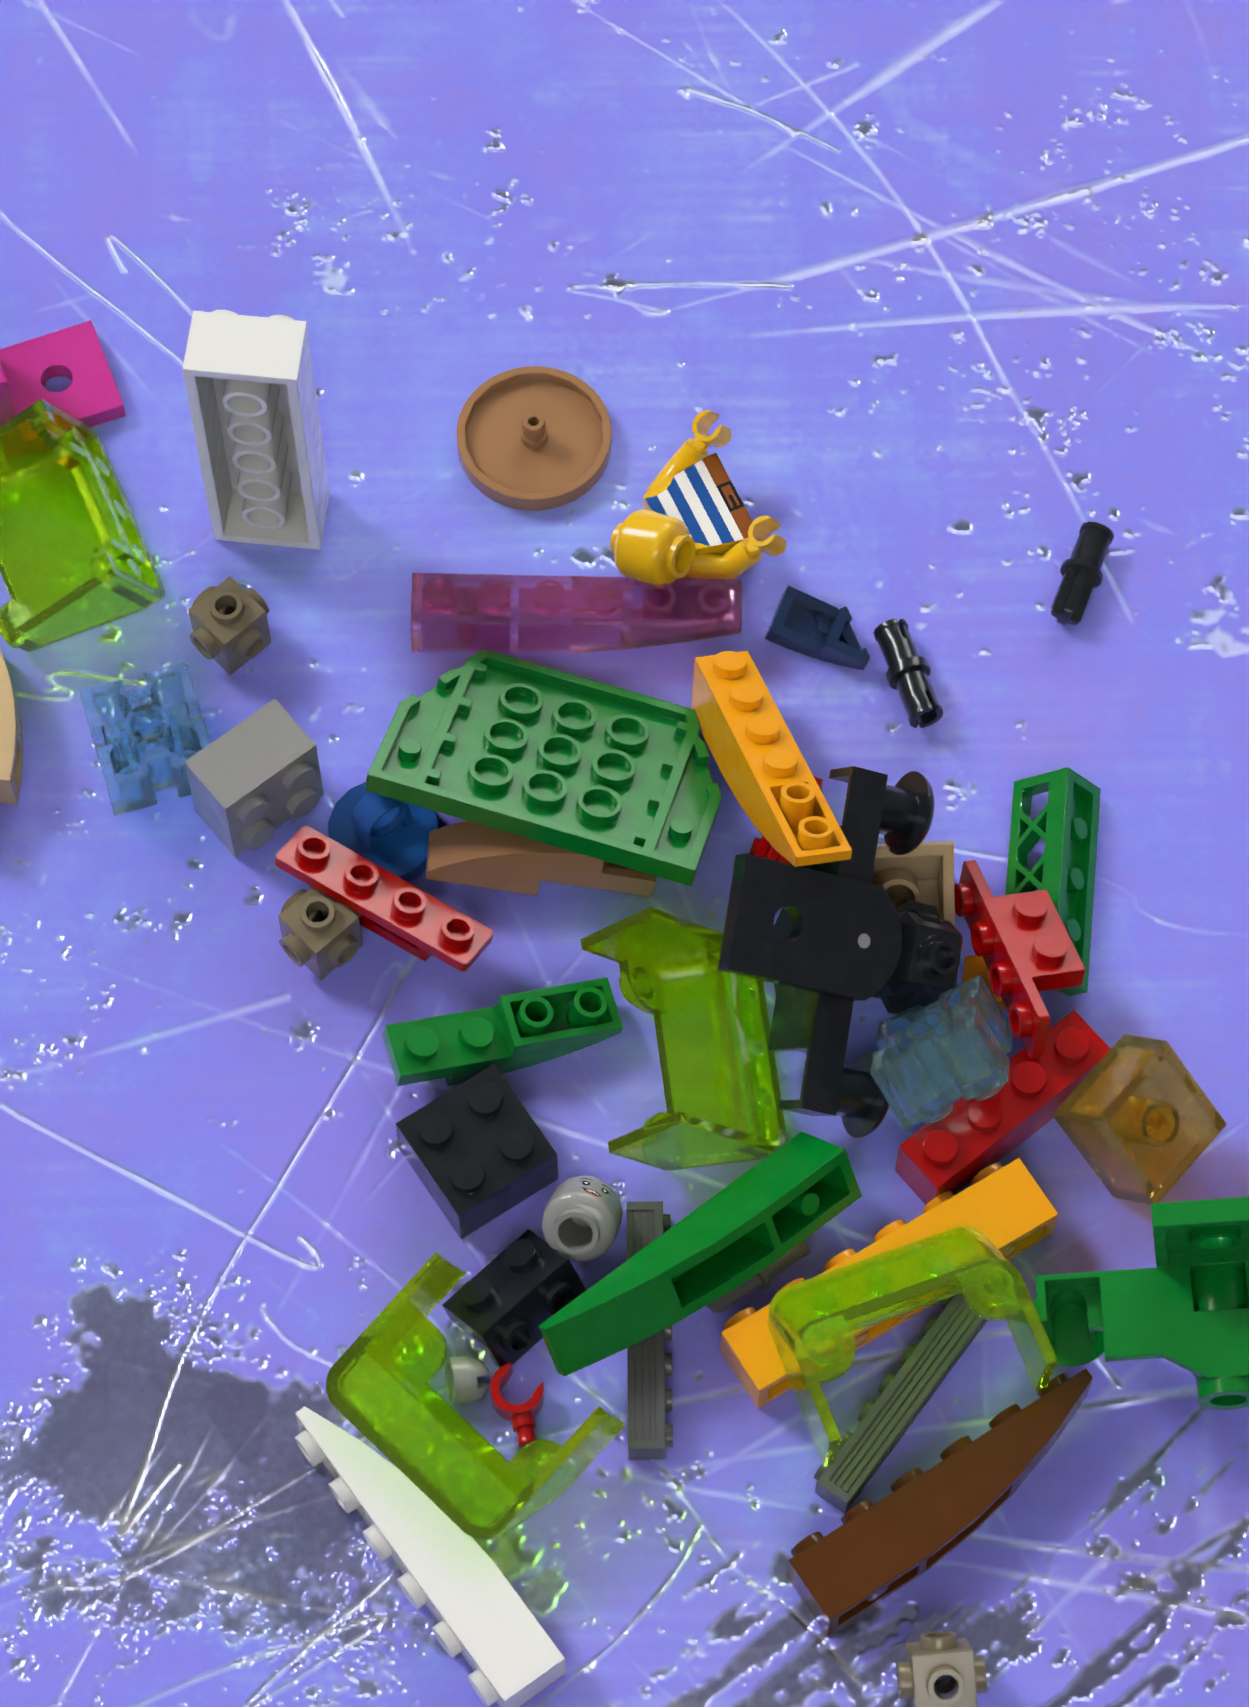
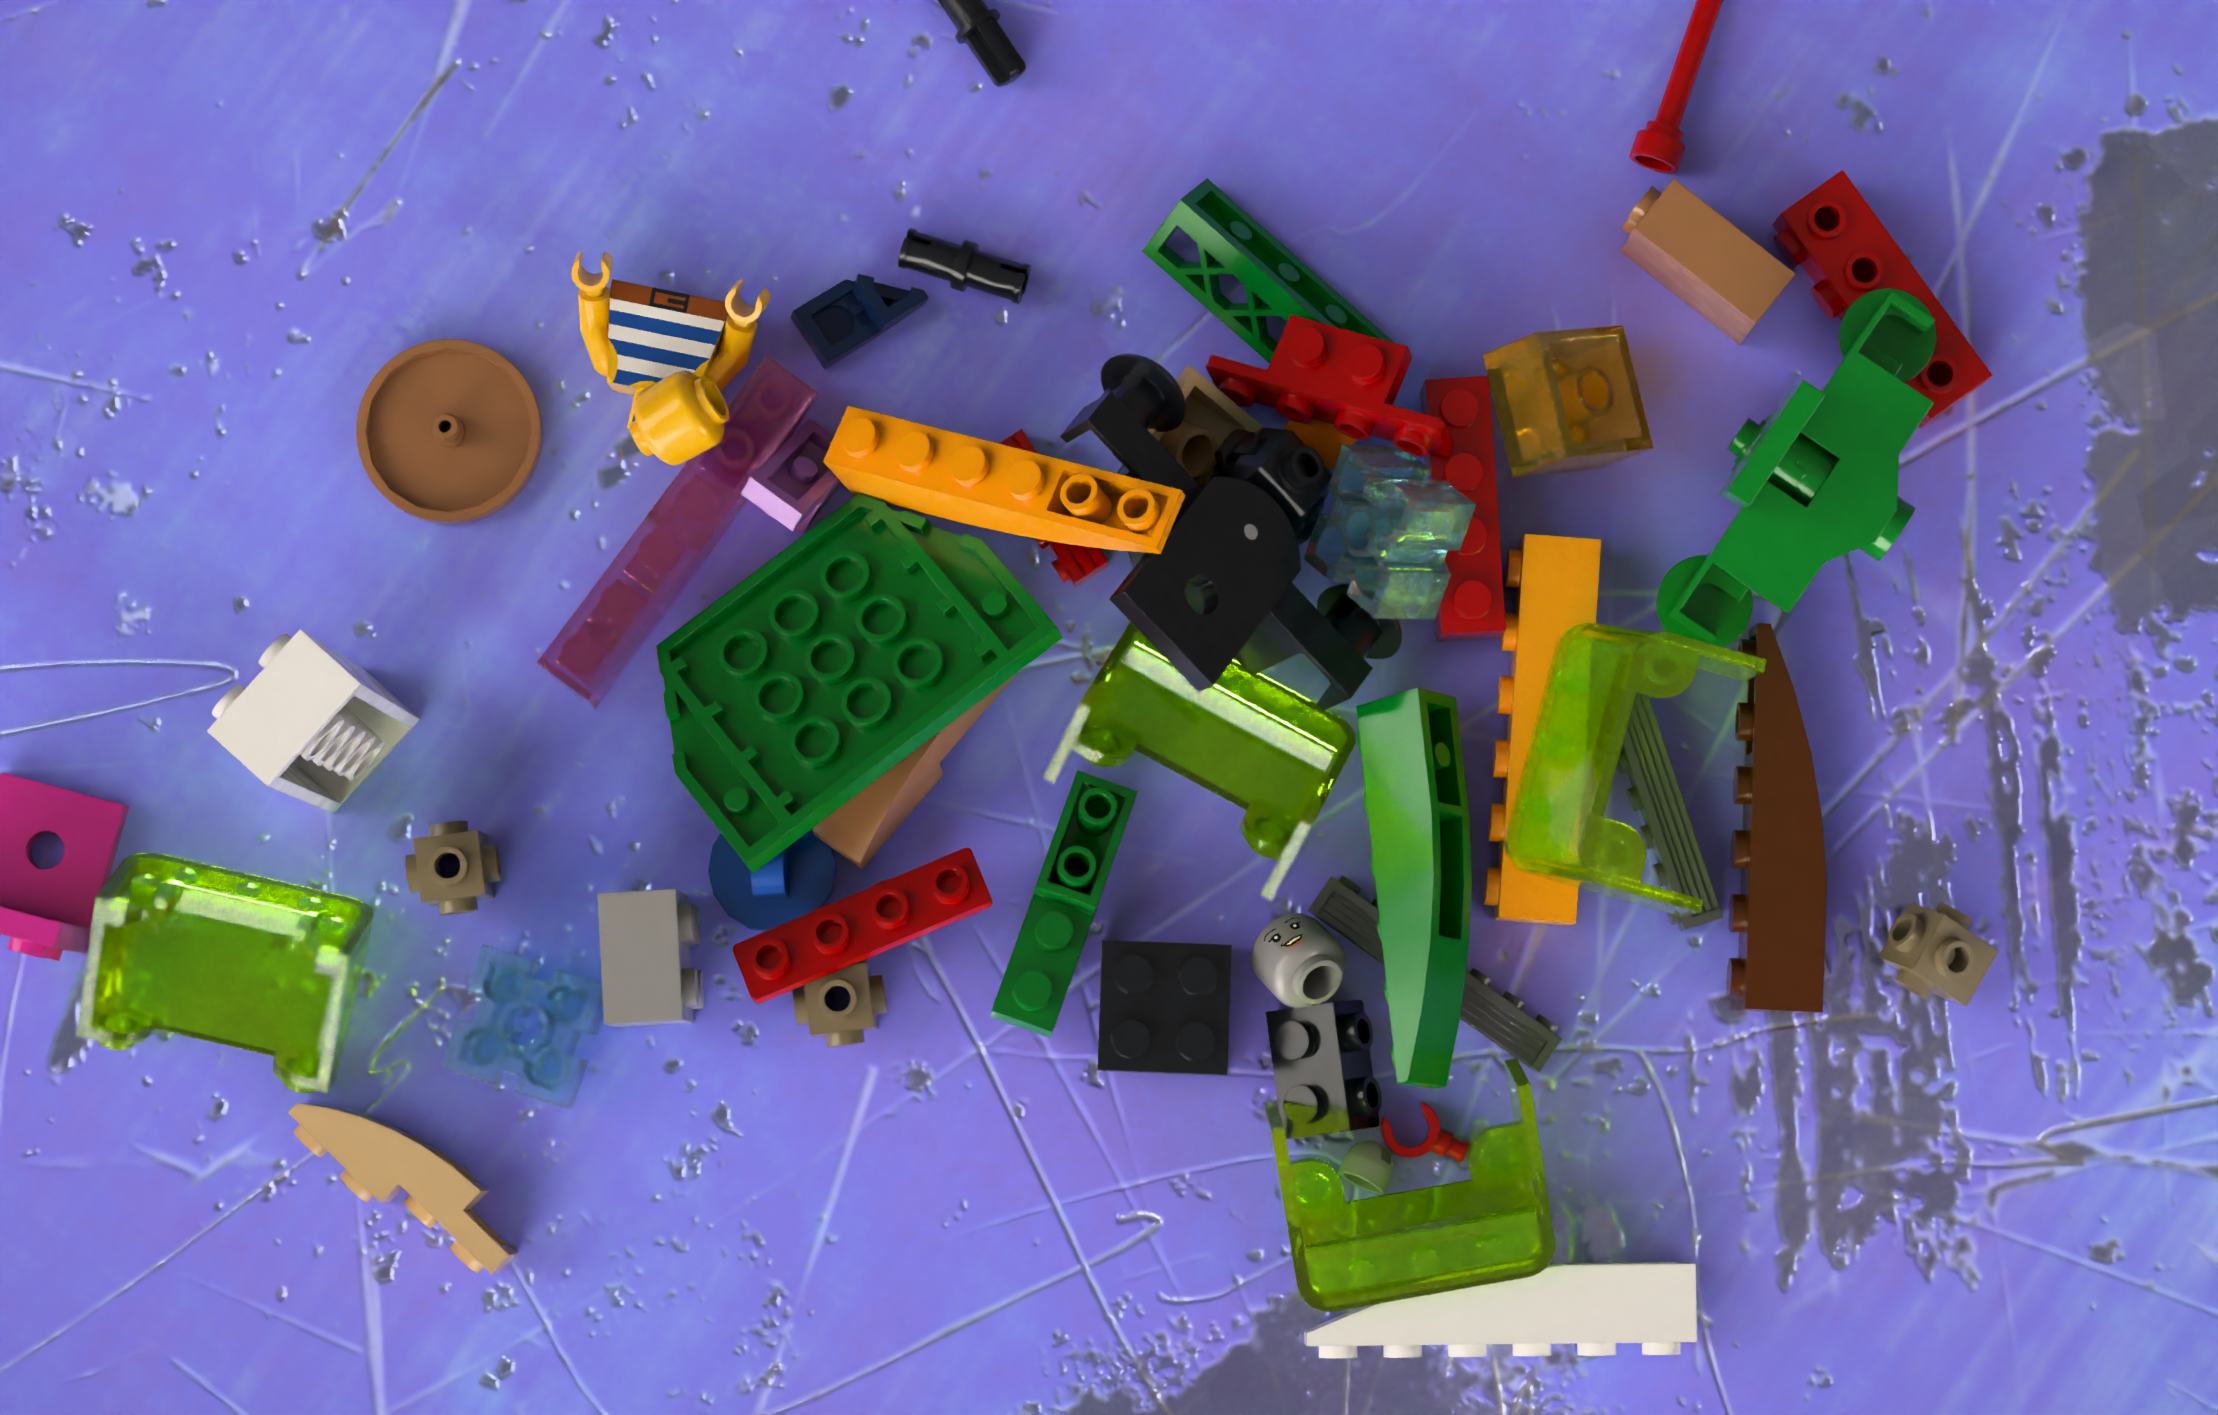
camera: 55 degrees left, 20 degrees up
(664, 658) = (794, 479): none -> medium lavender slope

